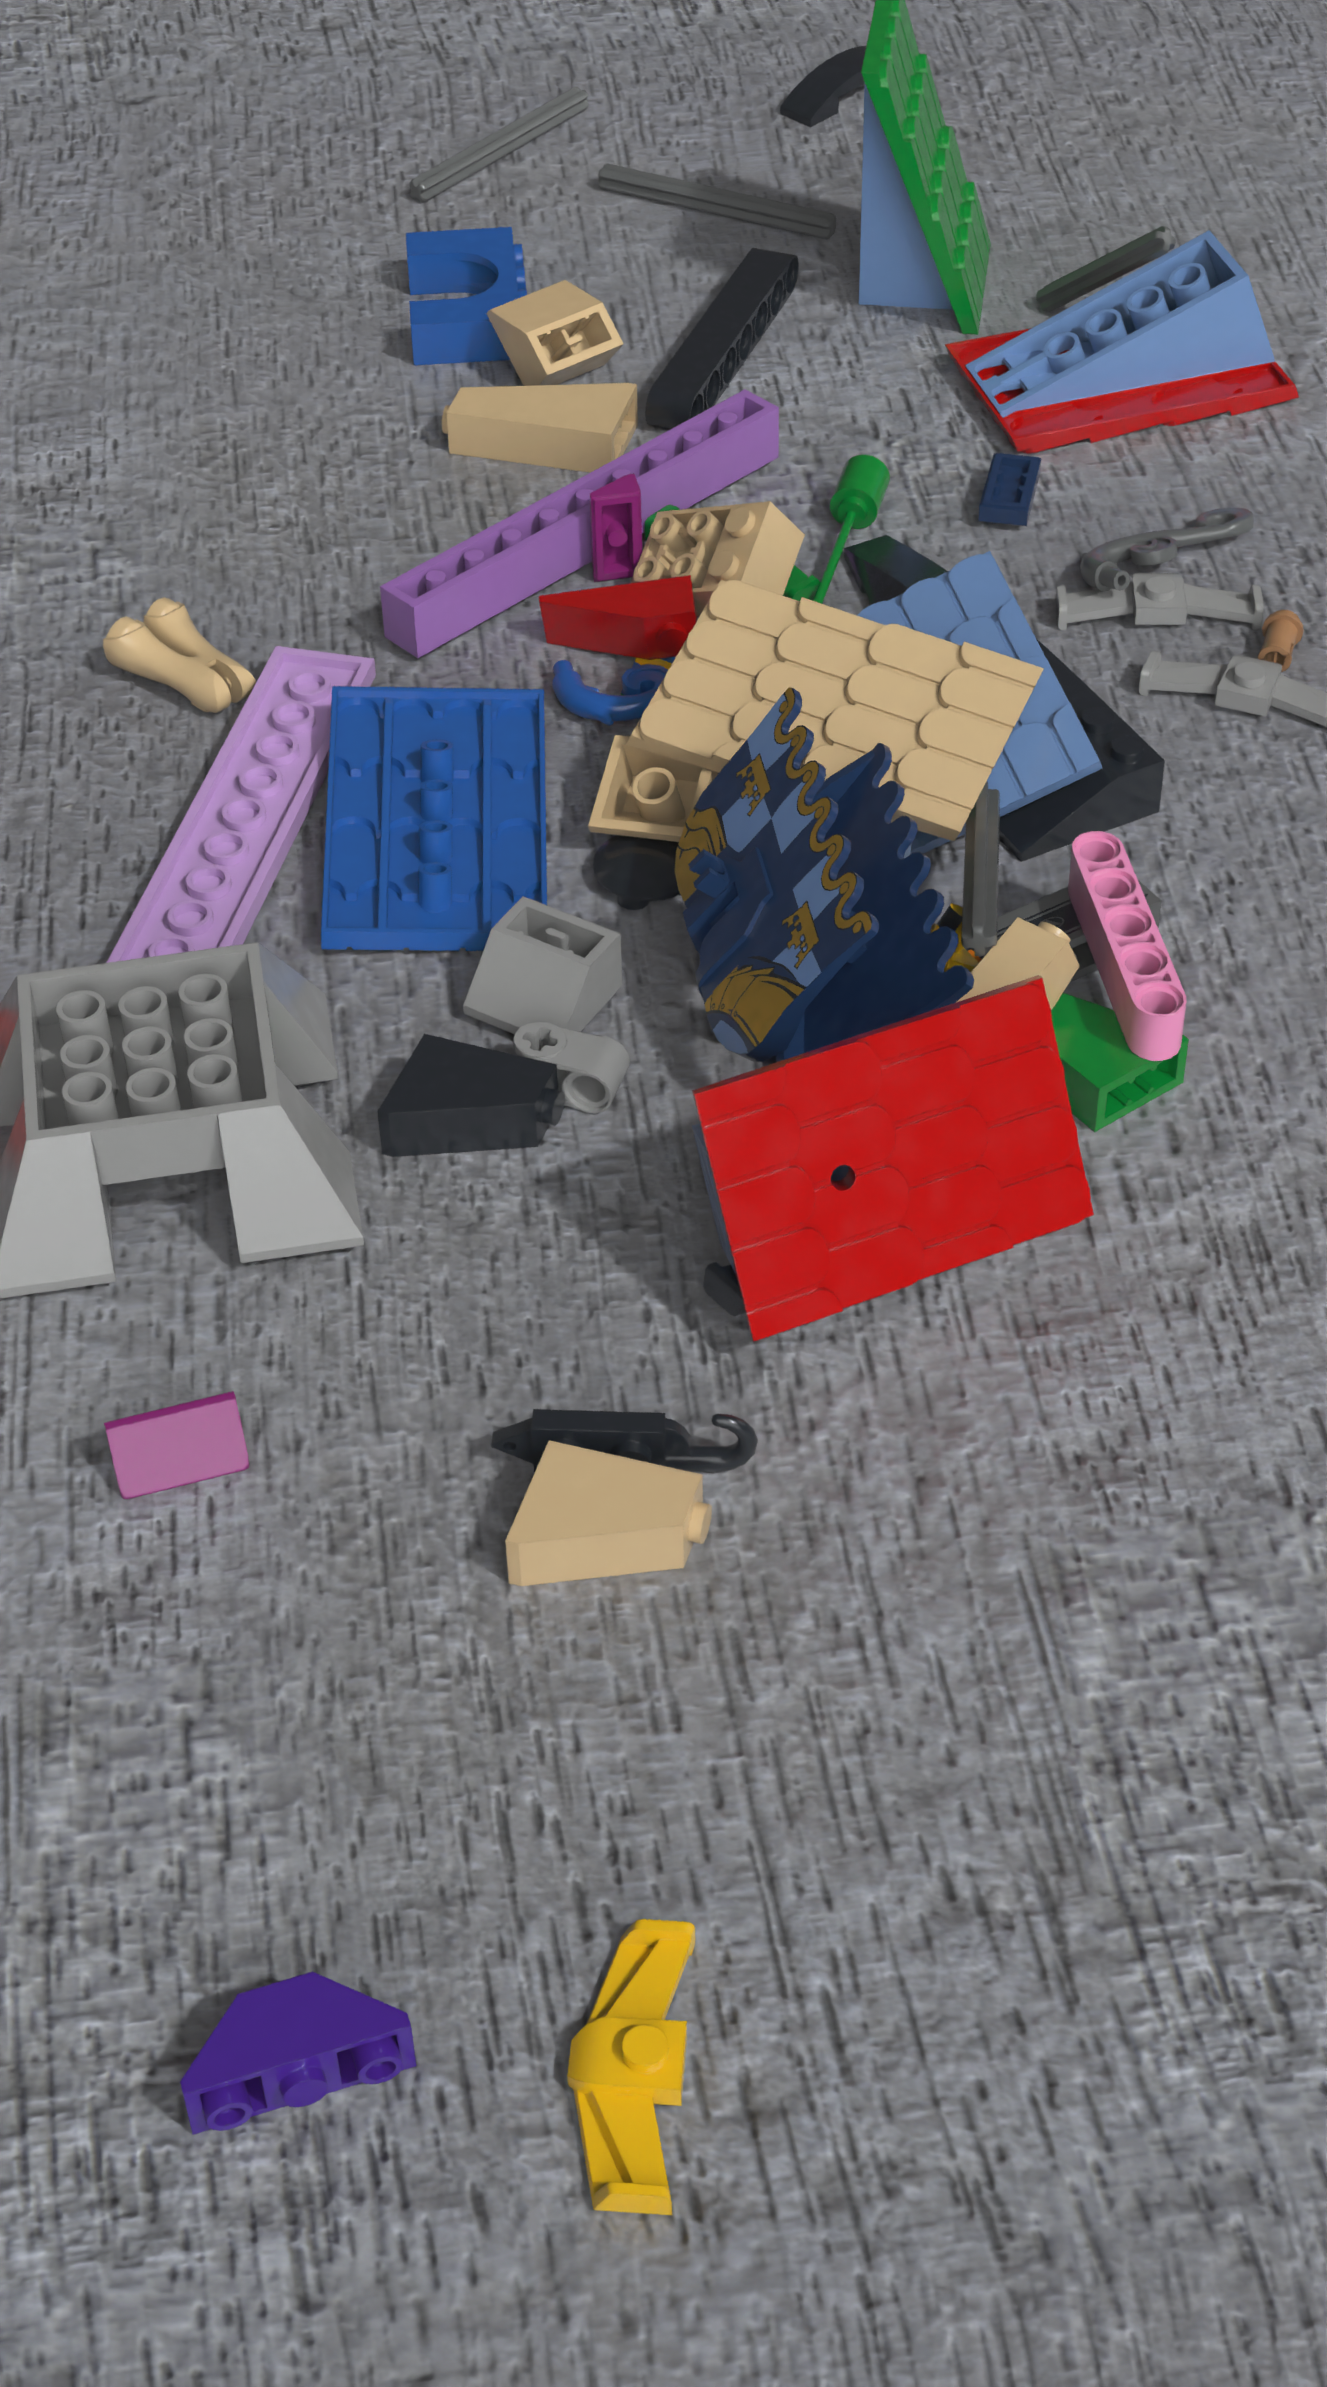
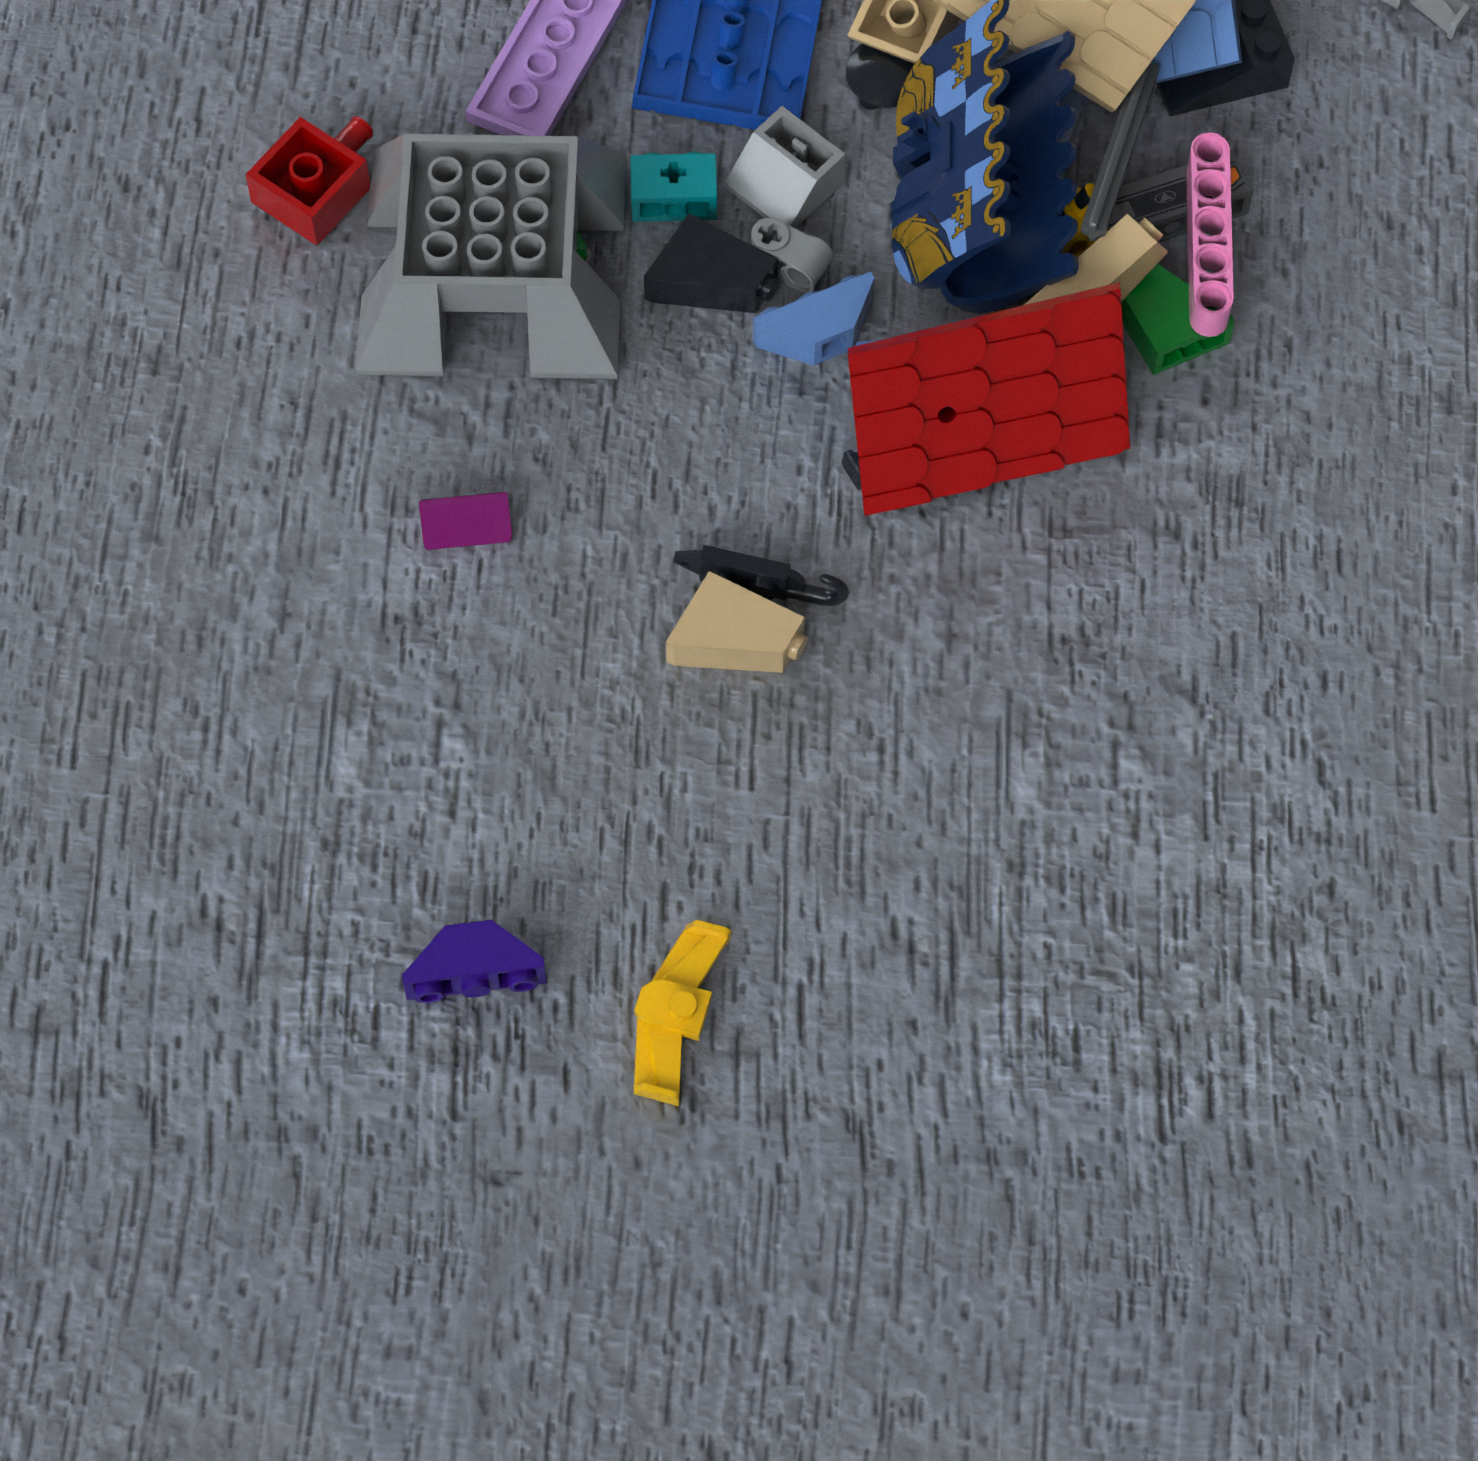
camera: 10 degrees right, 20 degrees up
(388, 1014) = (673, 186): none -> teal brick
(625, 1137) = (817, 323): none -> medium blue slope

